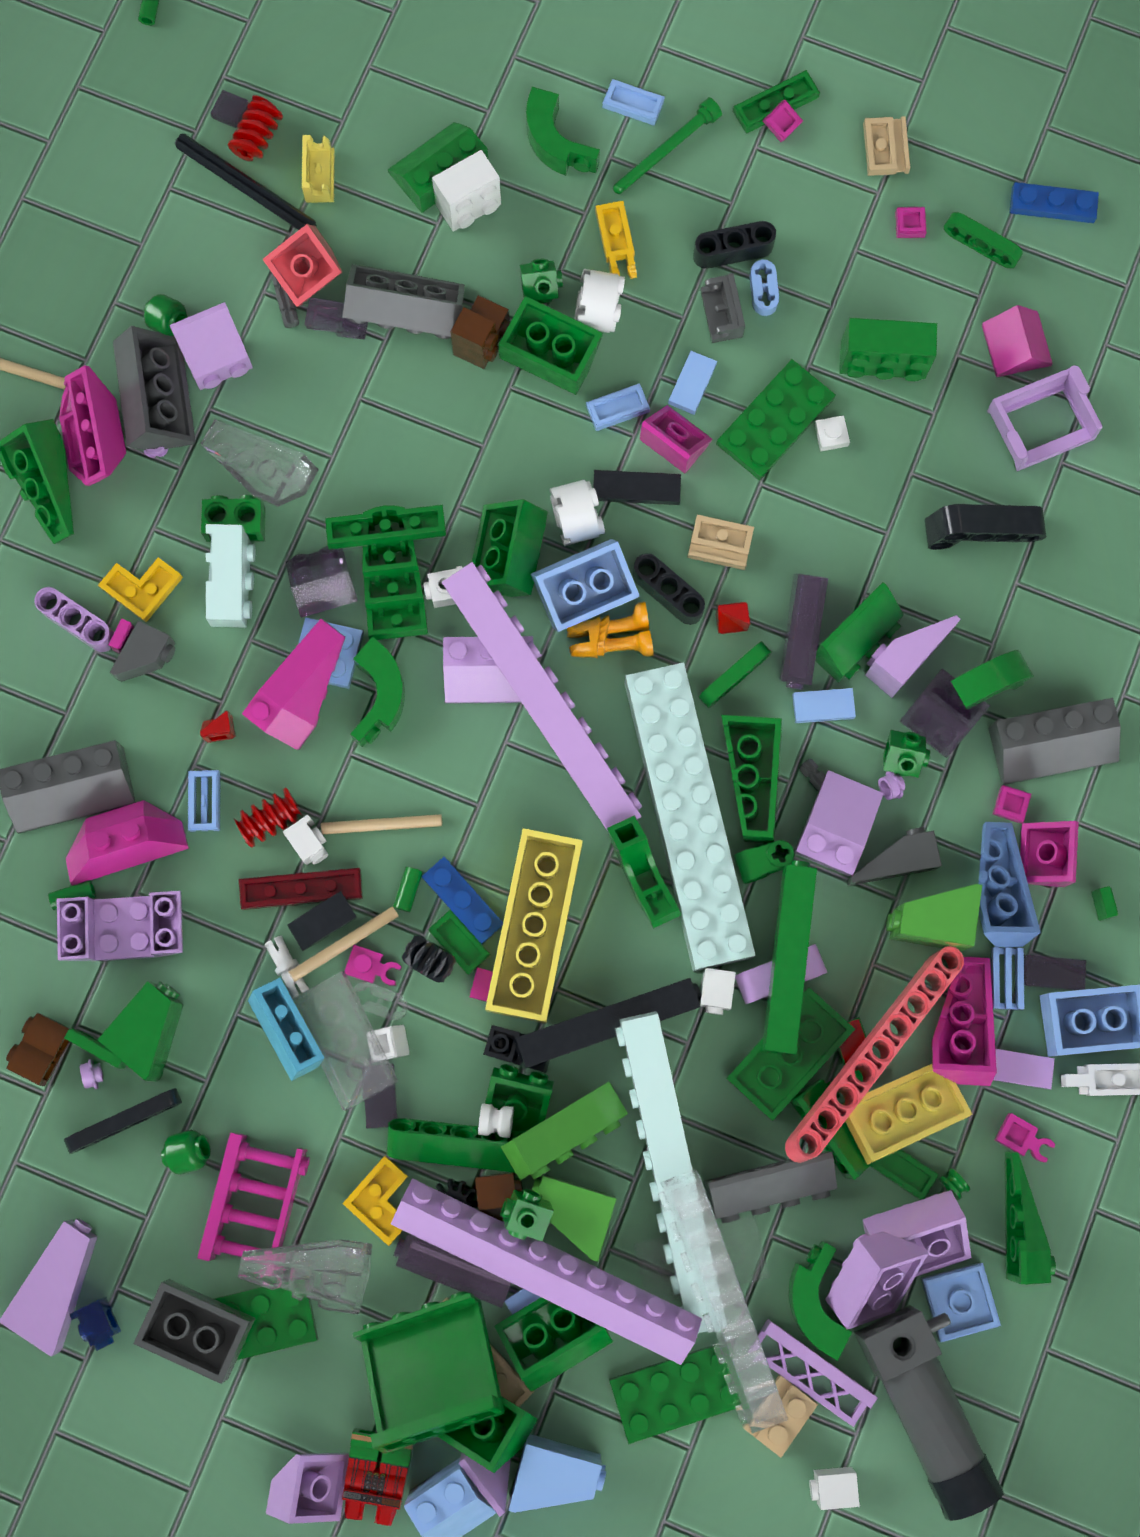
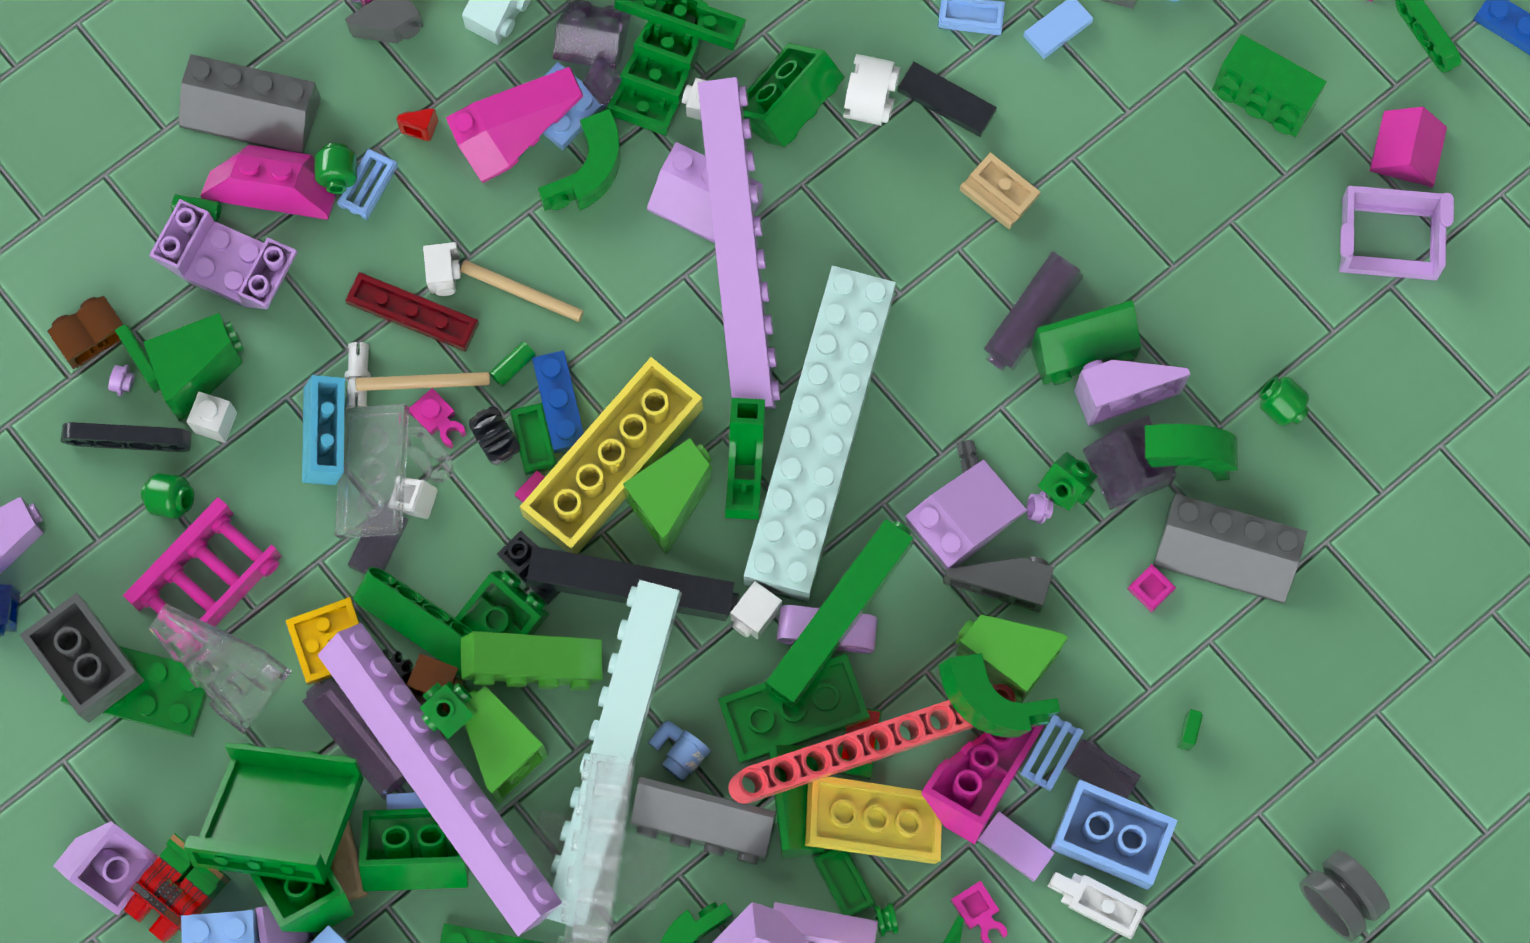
camera: 30 degrees right, 5 degrees down
(171, 802) = (335, 167): none -> green head
(185, 1066) = (212, 417): none -> white brick
(268, 818) = (416, 228): red piece -> none
(321, 921) = (413, 349): black slope -> none
(352, 616) = (601, 81): none -> clear purple tile
(495, 1120) = (470, 614): white wheel -> none
(585, 585) = (840, 162): light blue brick -> none
(598, 631) = (832, 214): light orange piece -> none
(598, 931) = (670, 491): none -> bright green slope
(662, 576) = (922, 194): black beam -> none
(674, 438) = (1009, 69): dark pink slope -> none
(725, 1135) = (685, 753): none -> light blue piece
(732, 618) = (970, 267): red slope -> none
(735, 674) = (942, 323): green beam -> none
(754, 764) = (909, 422): green wedge -> none
(758, 861) = (867, 511): green piece -> none
(775, 419) = (1121, 102): green plate -> none
(824, 705) = (1015, 397): light blue tile -> none
(832, 433) = (1170, 143): white plate -> none
(937, 974) = (981, 706): none -> green arch
(984, 524) = (1275, 302): black beam -> none
(1005, 899) = (1091, 660): medium blue wedge -> none
(1034, 599) = (1284, 401): none -> green head
(1050, 852) = (1158, 651): dark pink slope -> none

